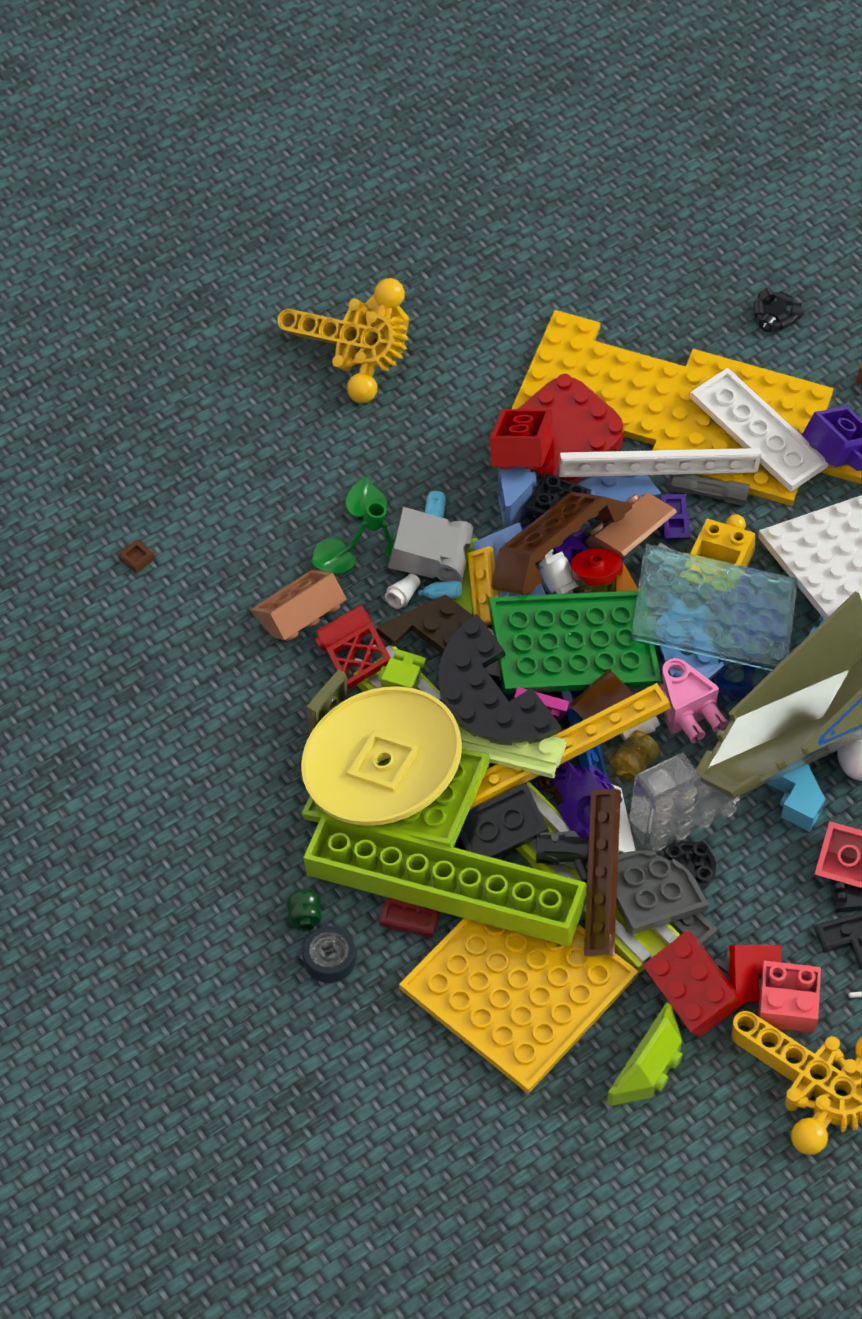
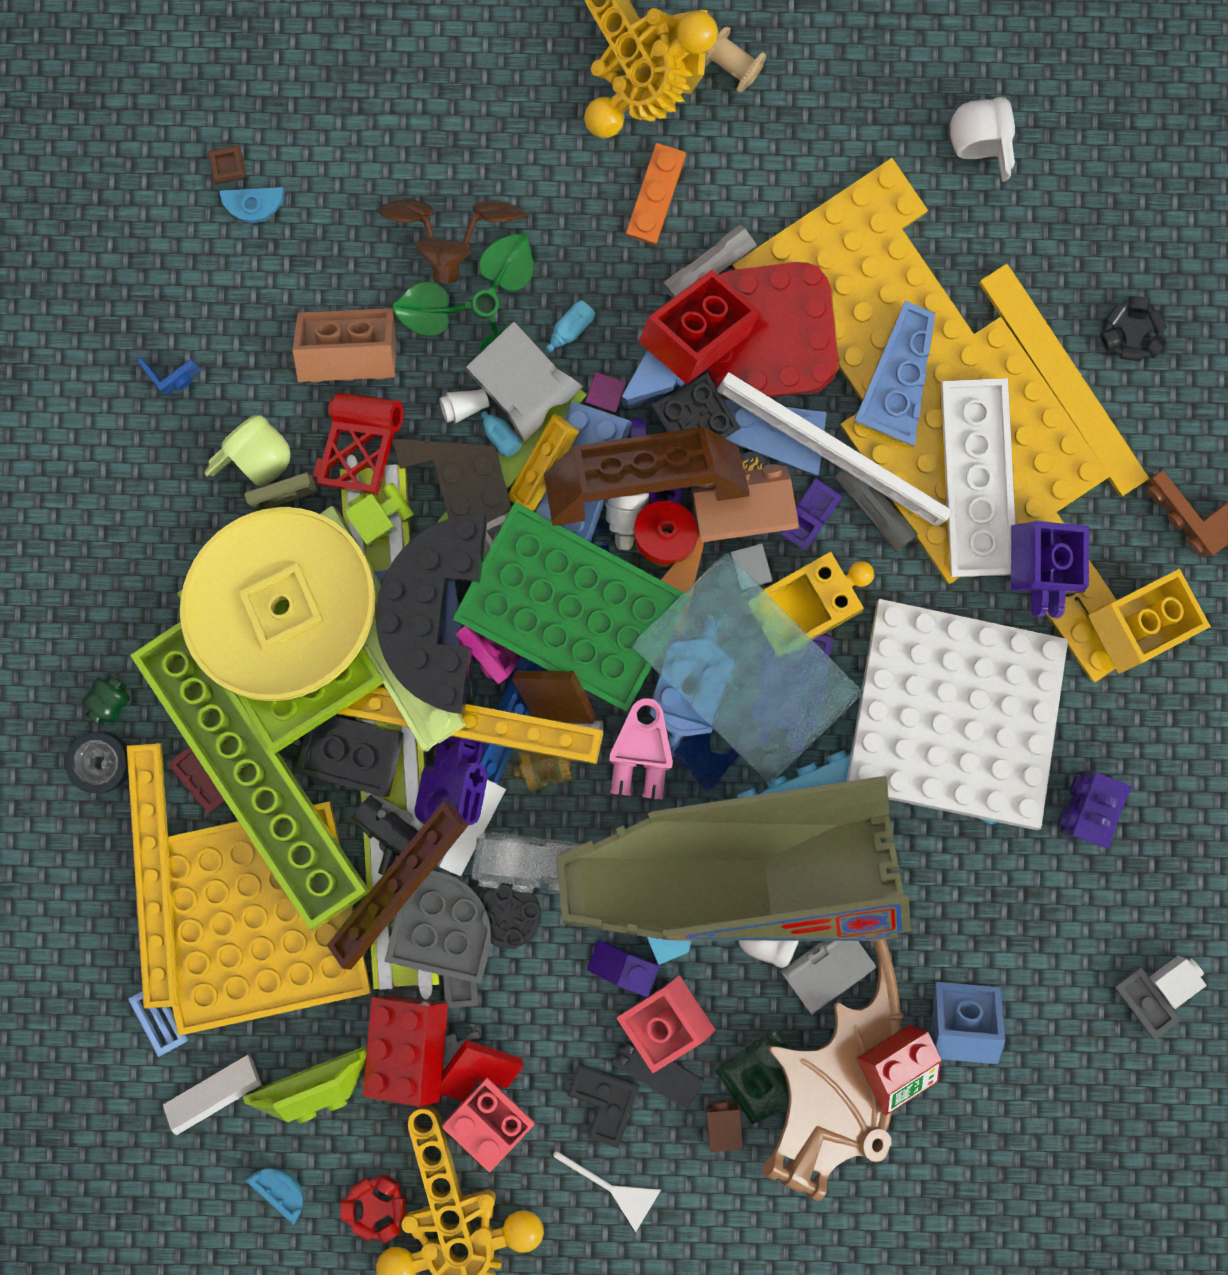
camera: 40 degrees right, 30 degrees up
(171, 567) = (253, 204): none -> dark azure plate
(194, 698) = (177, 380): none -> blue bracket
(287, 696) = (255, 449): none -> yellowish green piece
(326, 516) = (445, 253): none -> reddish brown plant
(422, 314) = (735, 60): none -> tan hose
(427, 412) = (656, 194): none -> orange plate
(428, 996) = (152, 875): none -> yellow tile
(486, 527) = (605, 393): none -> magenta tile
(500, 401) = (718, 258): none -> light grey axle
(500, 1105) = (149, 1029): none -> light blue tile
(584, 1115) = (212, 1095): none -> white tile
(594, 266) = (985, 130): none -> white piece
(663, 408) = (896, 388): none -> medium blue wing
(684, 1146) = (279, 1190): none -> dark azure plate
(691, 338) = (1063, 379): none -> yellow tile
(759, 1112) = (374, 1208): none -> red piece
(793, 842) = (623, 967): none -> dark purple slope

